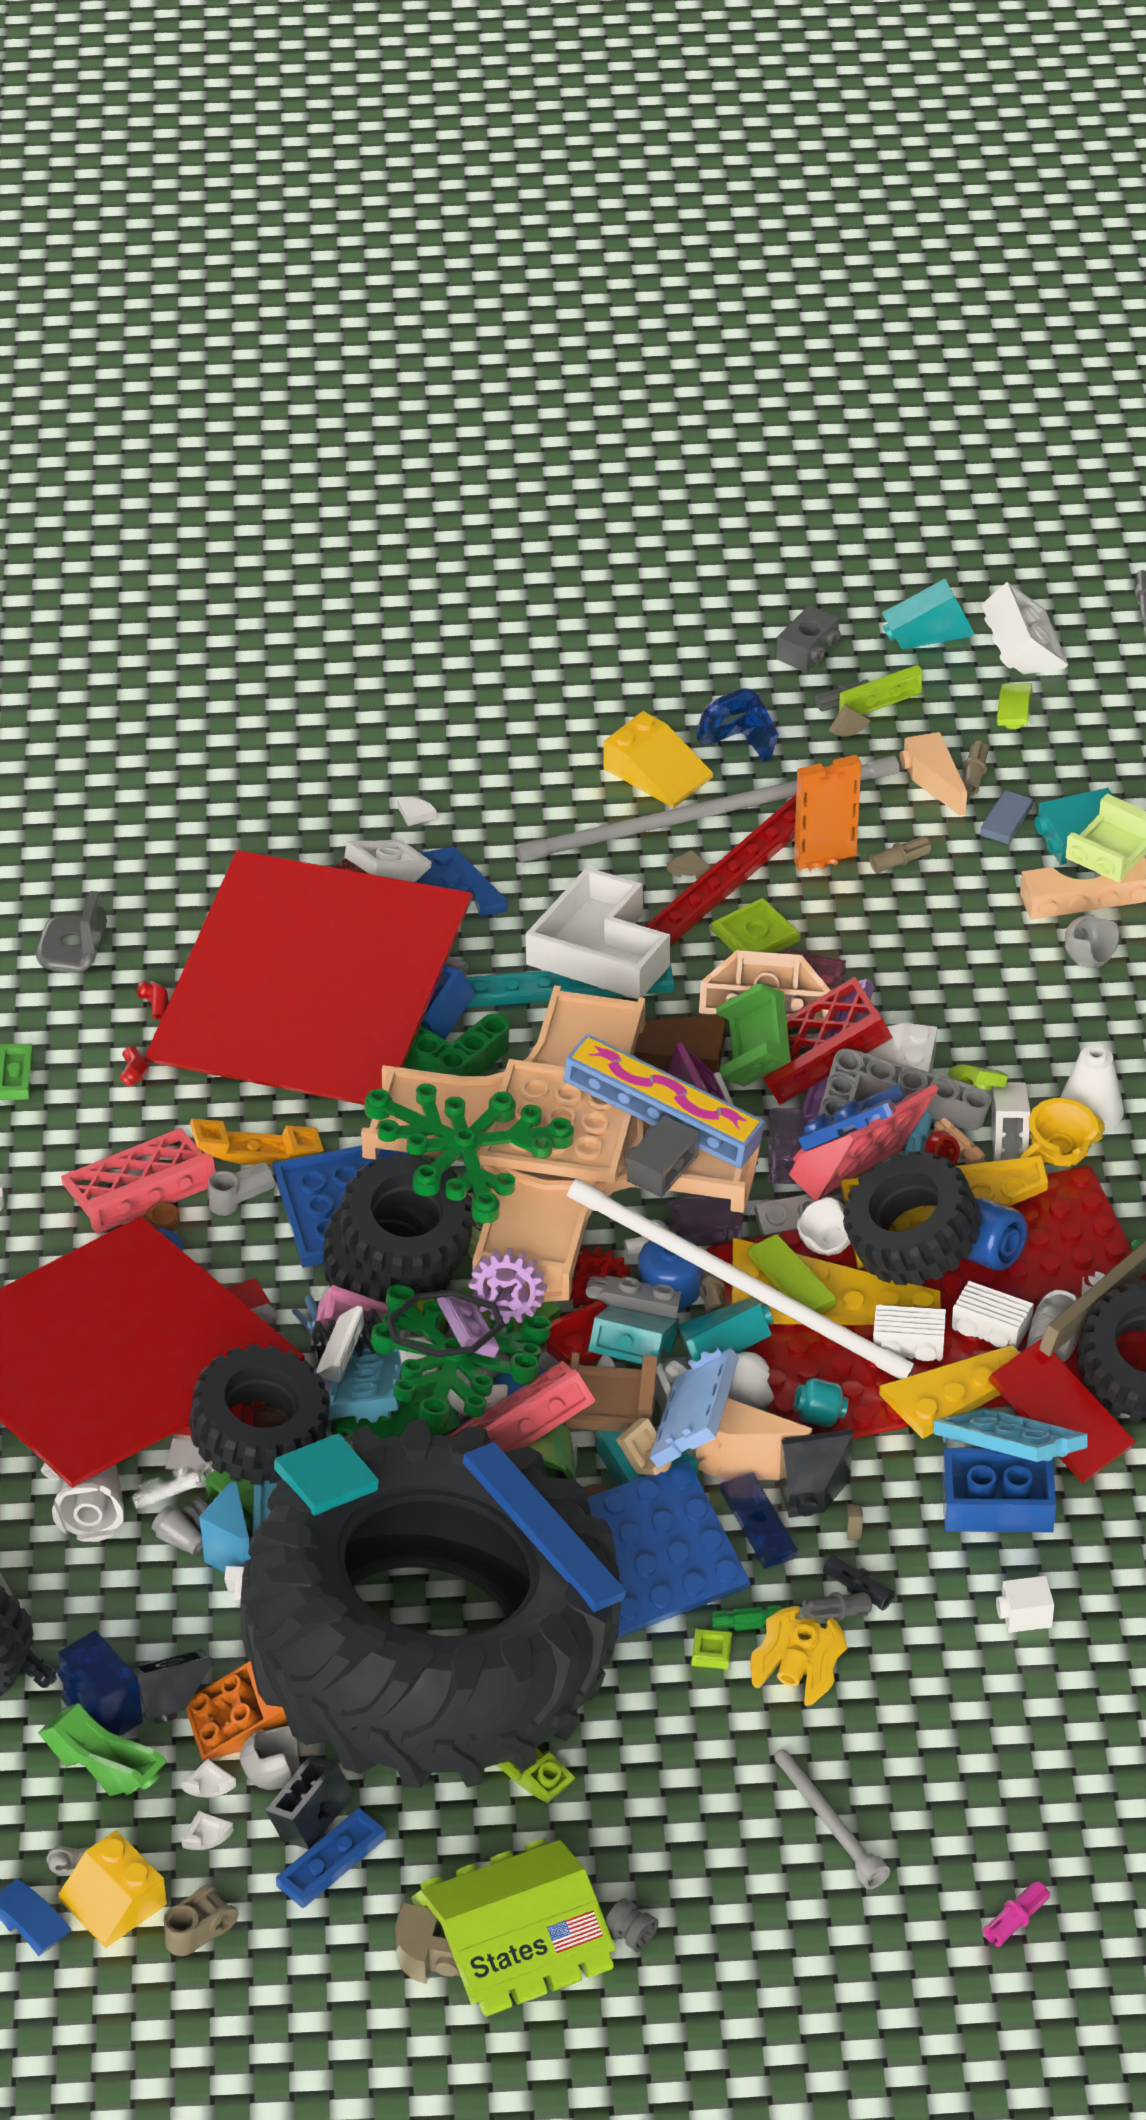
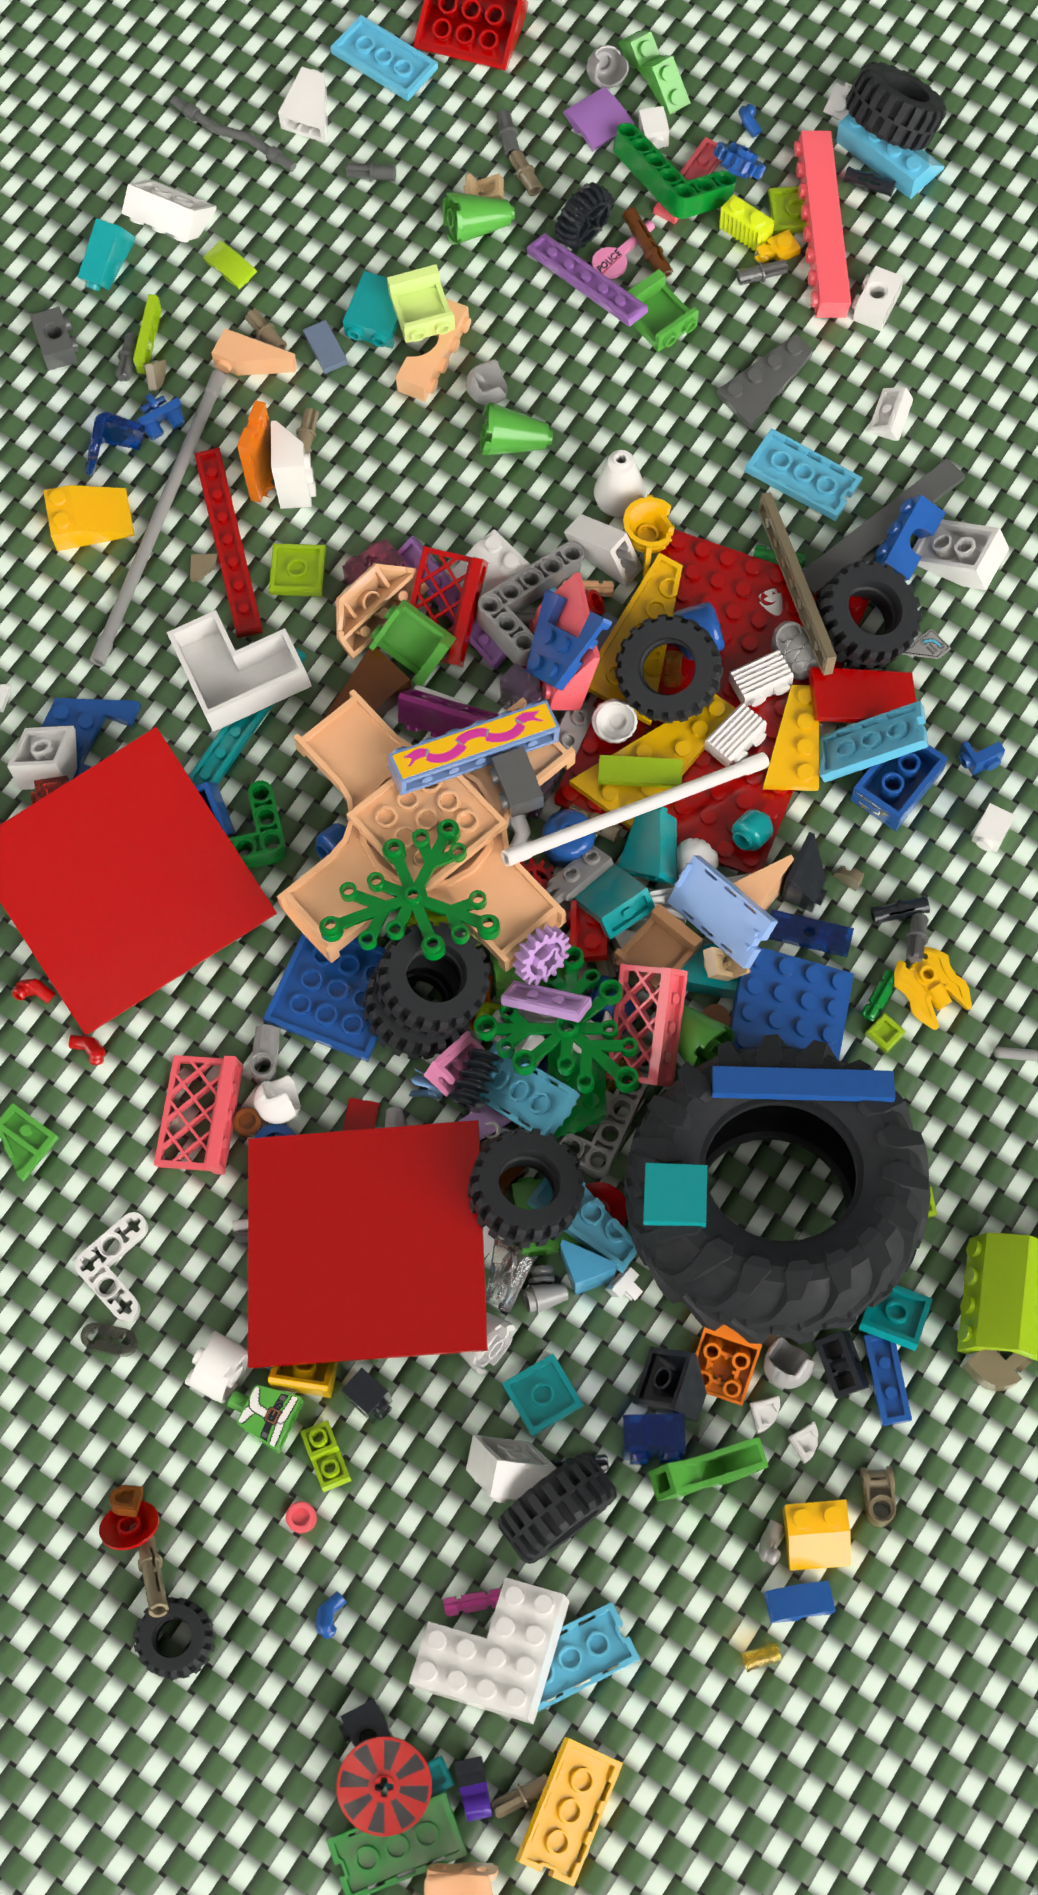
camera: 50 degrees left, 25 degrees up
(77, 1591) = (542, 1395): none -> teal tile
(199, 1219) = (277, 1100): none -> white hair
(255, 1147) = (238, 1016): light orange slope -> none
(341, 1345) = (494, 1092): white slope -> none
(406, 1822) = (898, 1317): none -> teal tile
(446, 1352) = (563, 1049): black piece -> none
(806, 744) = (169, 411): none -> blue hips
(835, 849) = (291, 469): none -> white slope
(978, 1076) = (558, 533): lime slope -> none
(1057, 985) = (512, 432): none -> bright green cone
(1098, 1552) = (985, 759): none -> blue bracket

